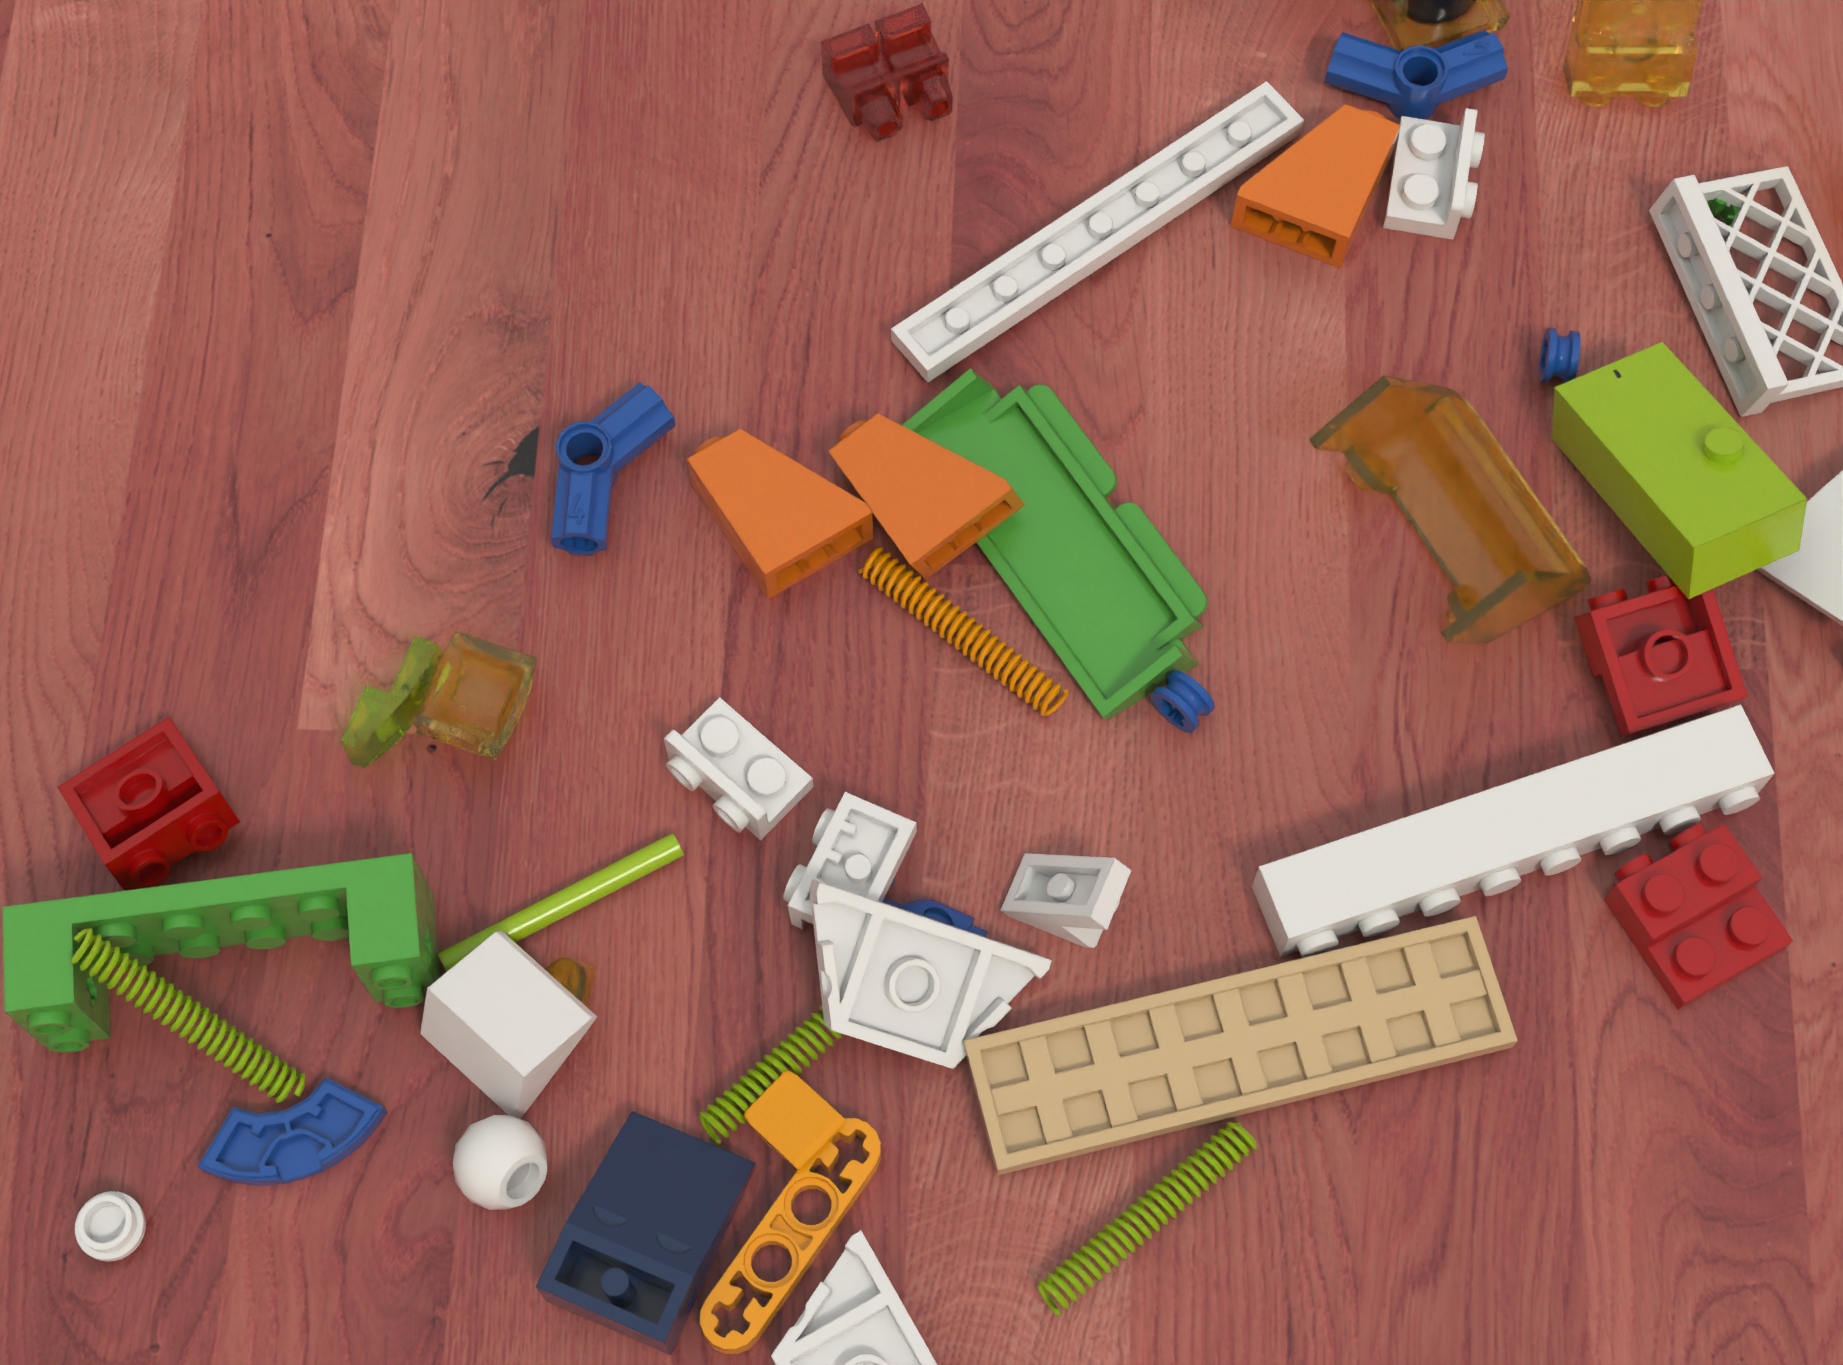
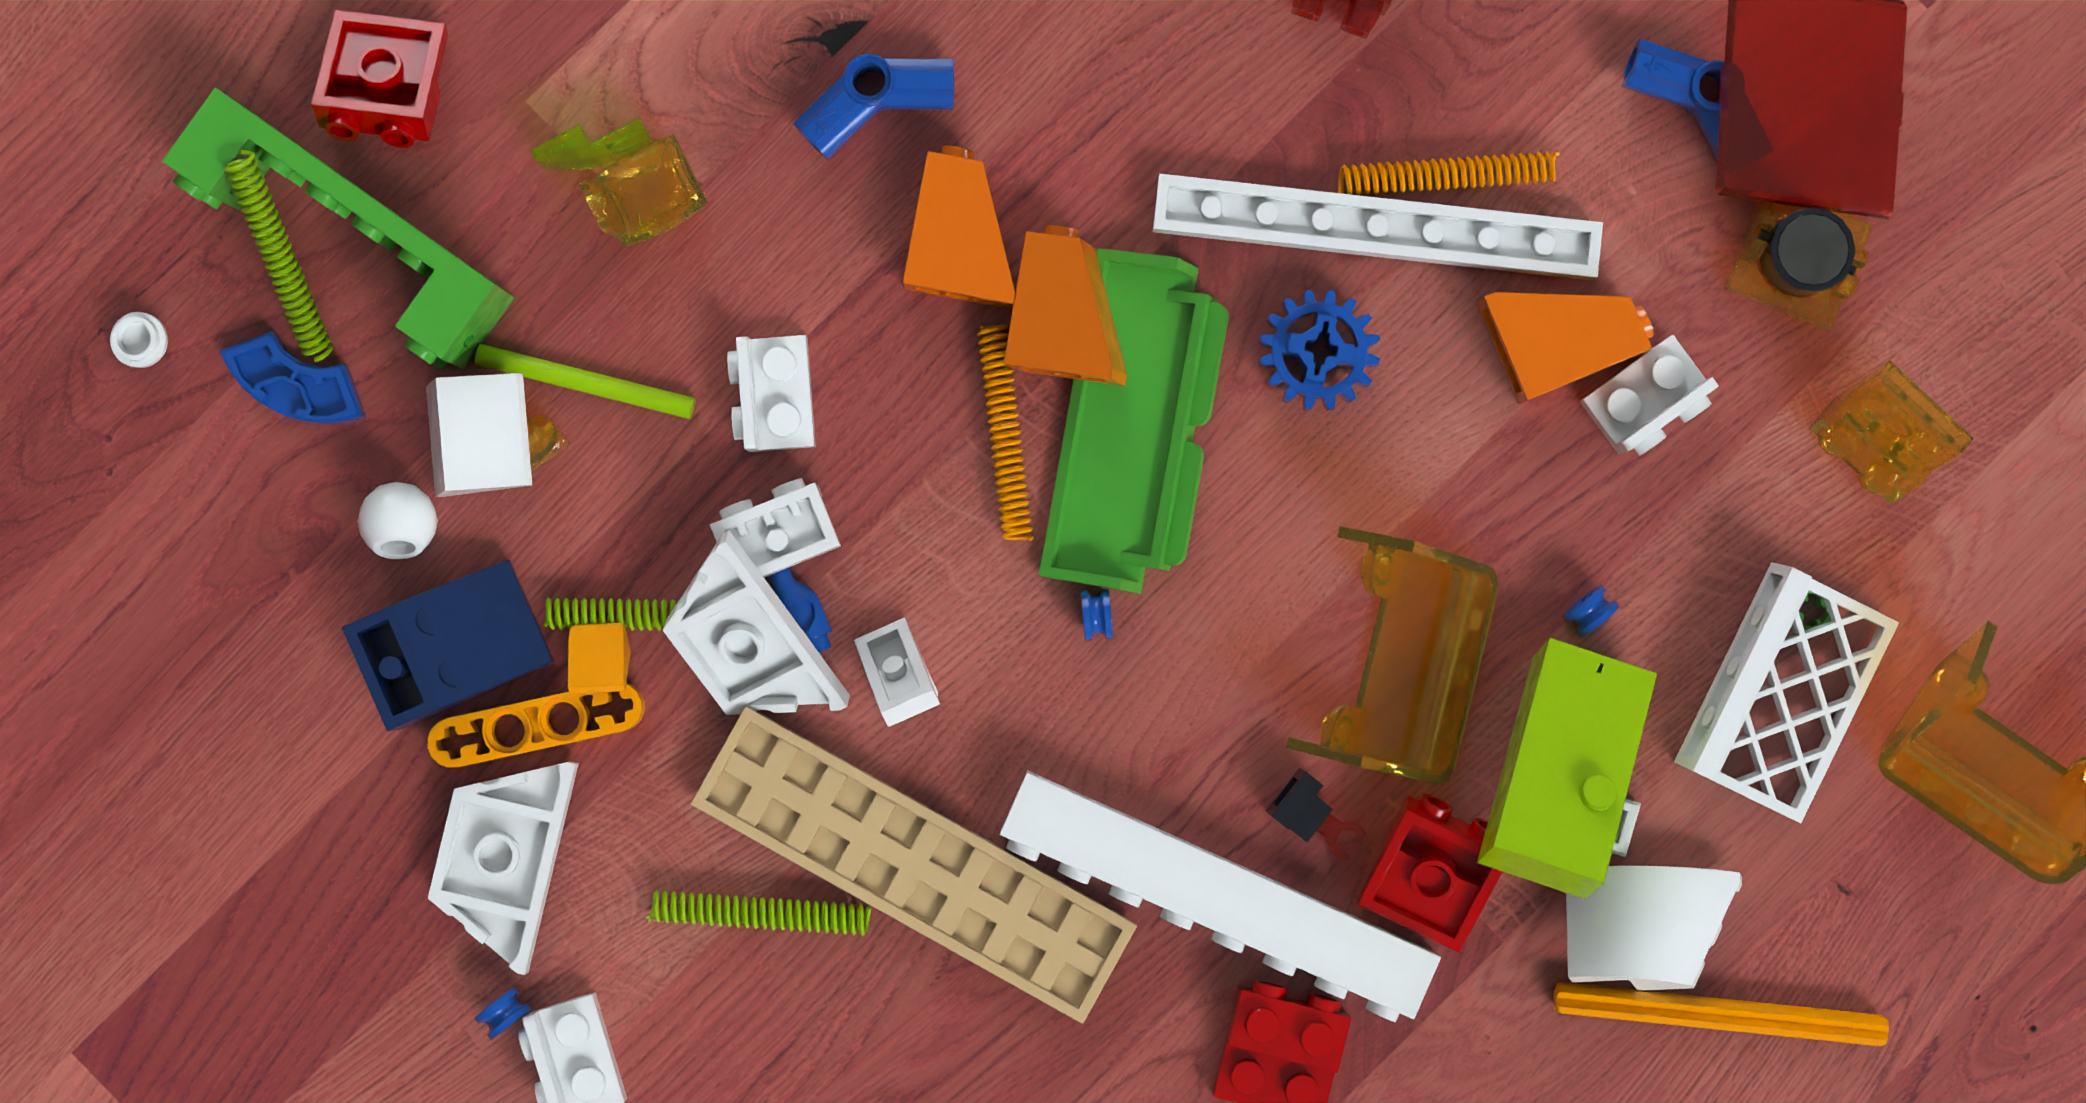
camera: 45 degrees right, 20 degrees up
(1150, 350) = (1344, 354): none -> blue gear
(1163, 87) = (1427, 166): none -> light orange piece
(1442, 71) = (1740, 332): blue piece -> none
(1511, 703) = (1305, 813): none -> black piece

